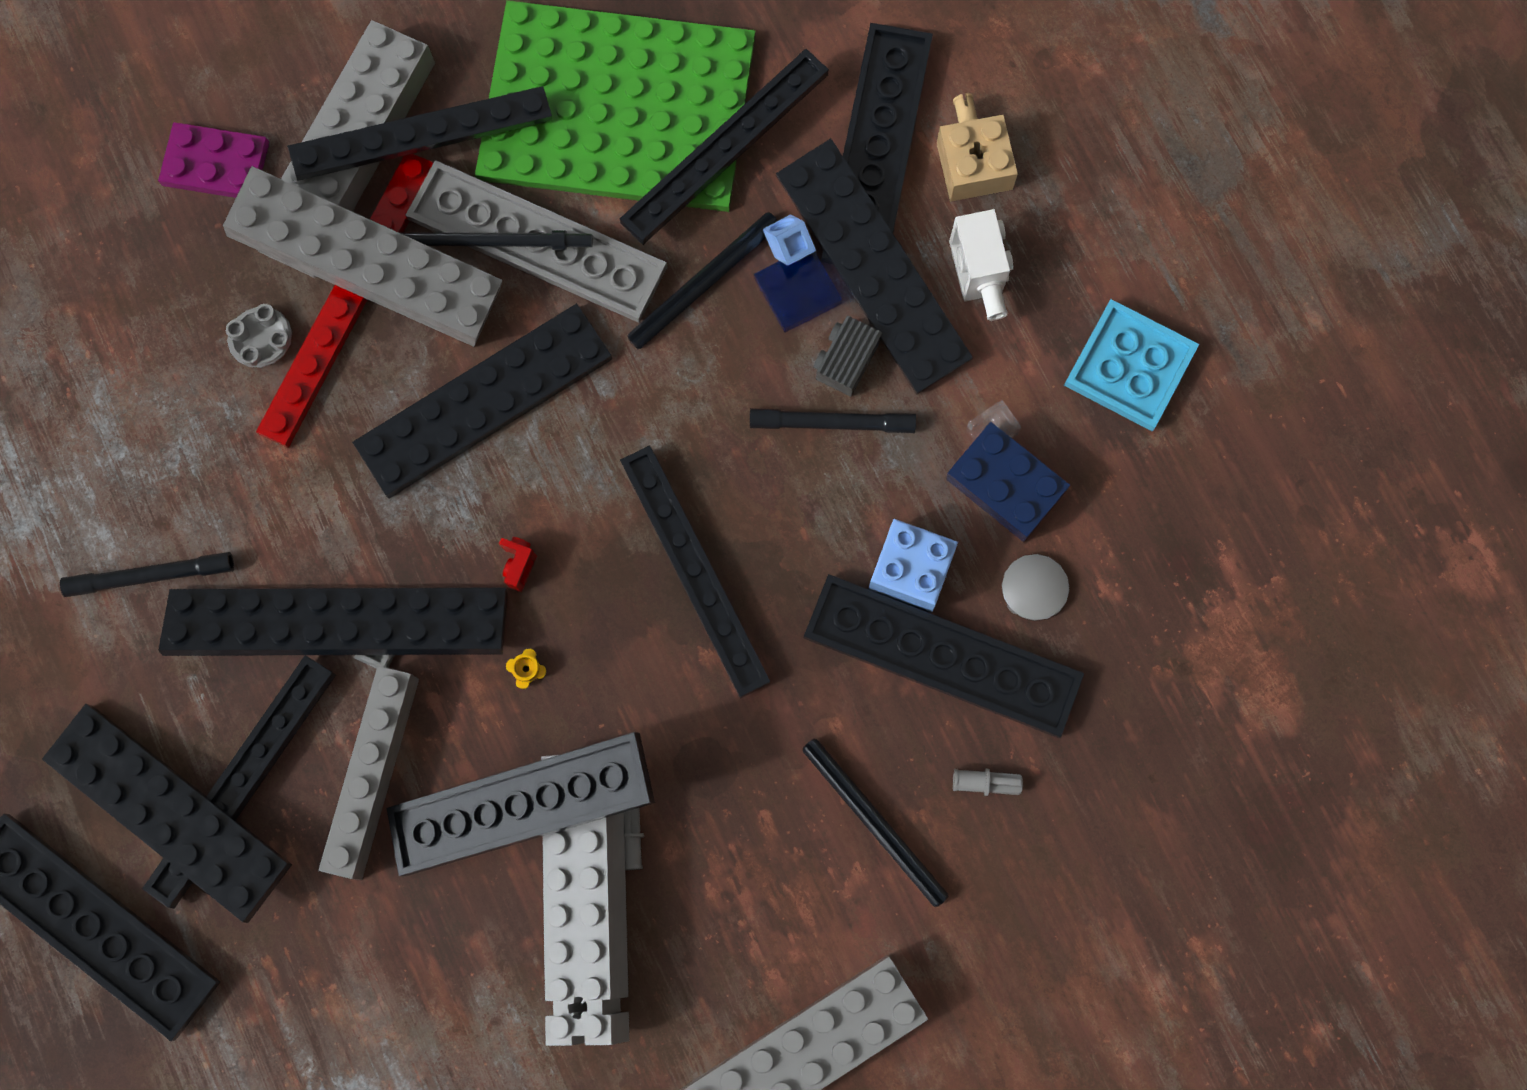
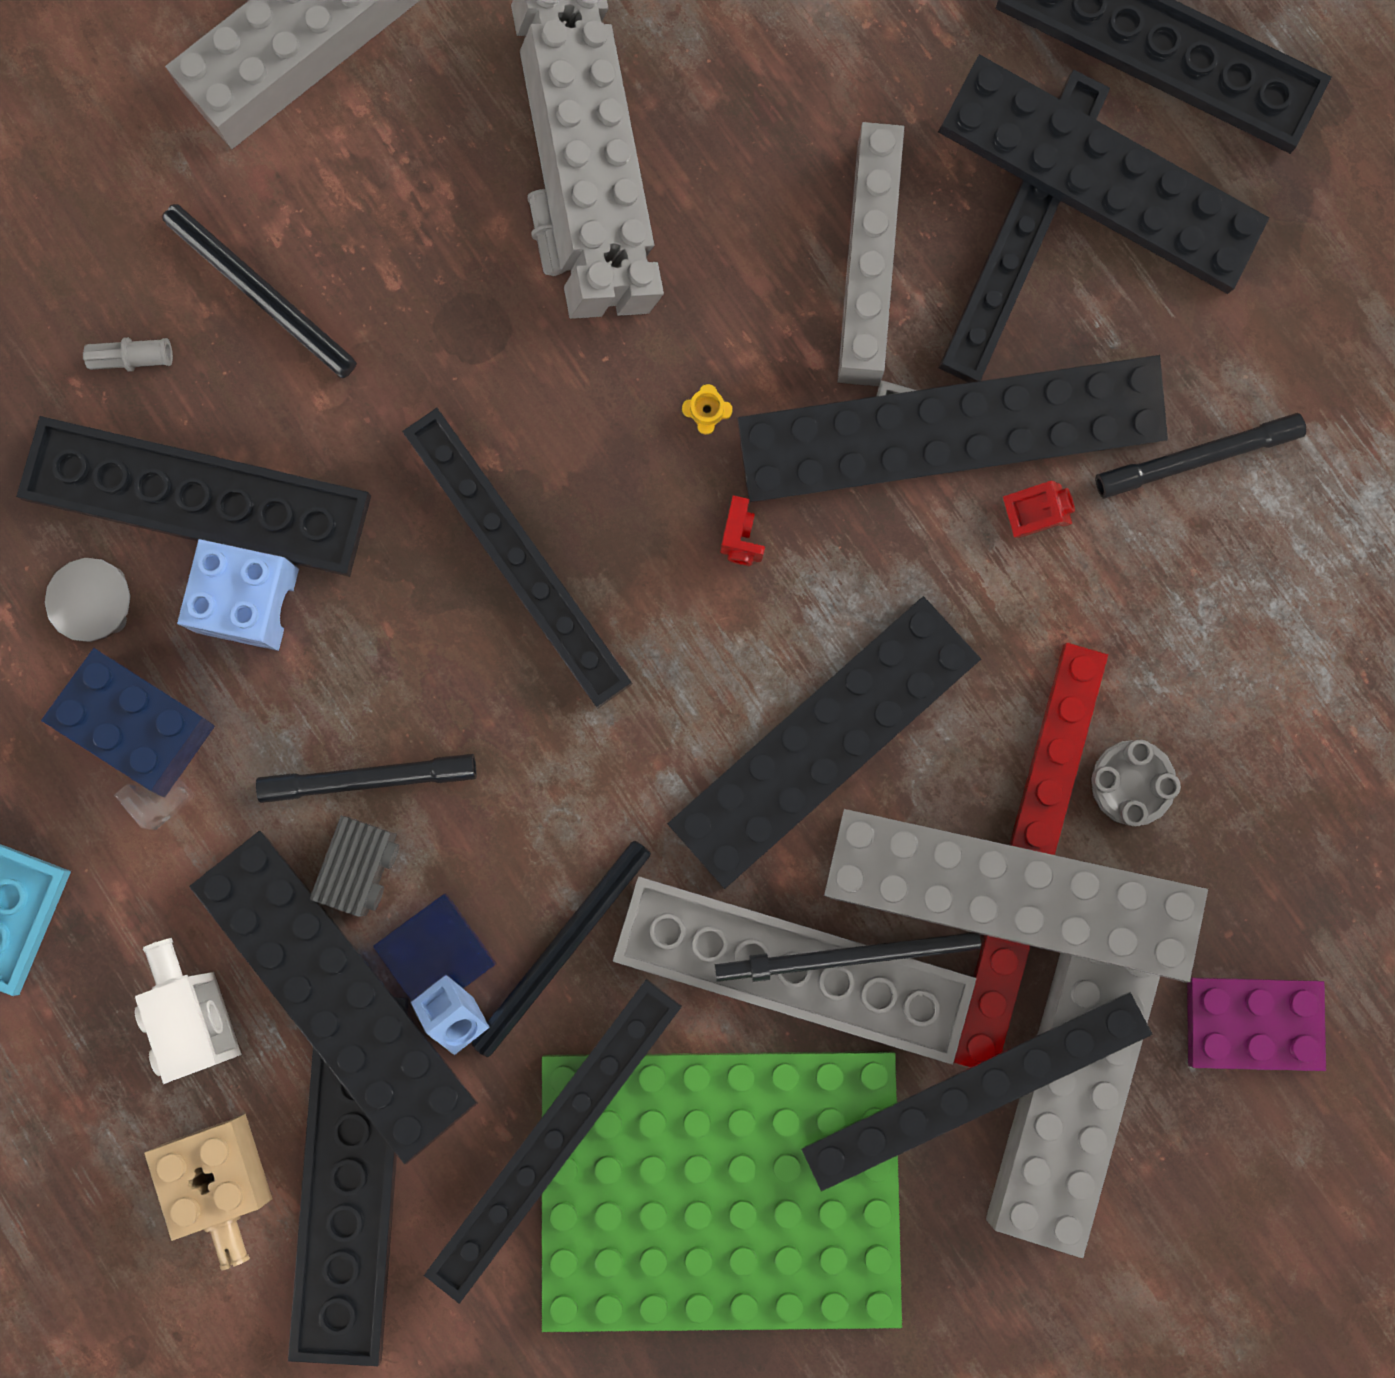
camera: 170 degrees right, 5 degrees up
(282, 548) = (1039, 508): none -> red bracket
(520, 804) = (672, 227): plate -> none

